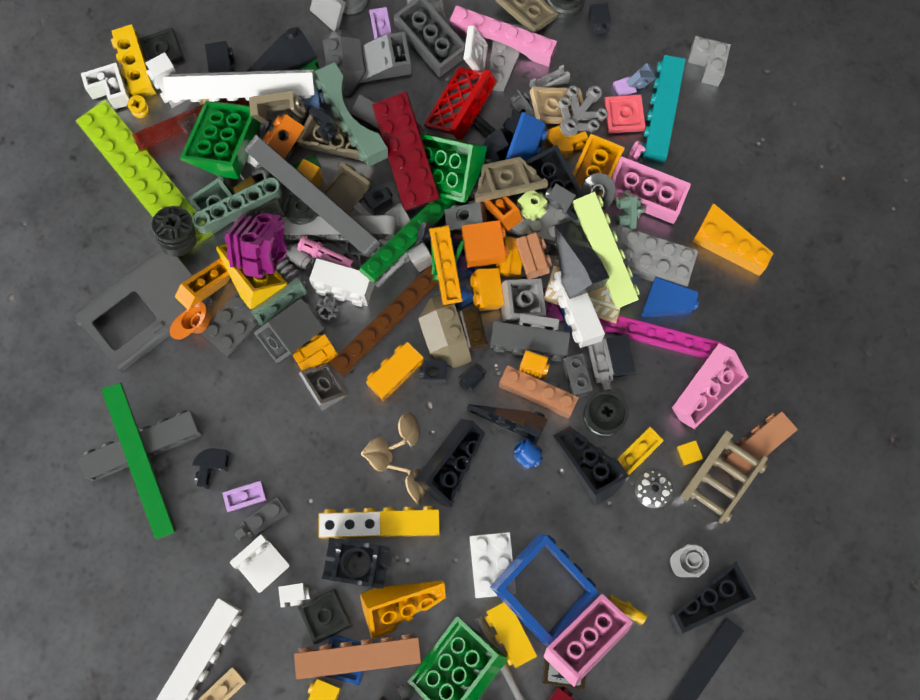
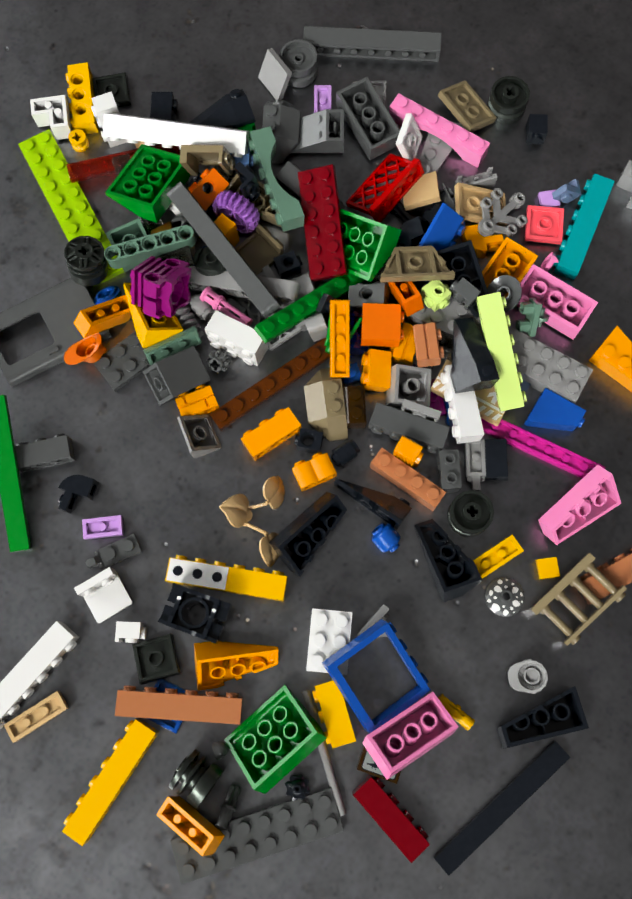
camera: 15 degrees right, 0 degrees up
(201, 261) = (107, 294): none -> blue gear
(317, 152) = (237, 209): none -> medium lavender gear
(444, 401) = (314, 471): none -> light orange brick
(499, 102) = (423, 192): none -> tan tile
(537, 529) = (380, 614): none -> light grey slope

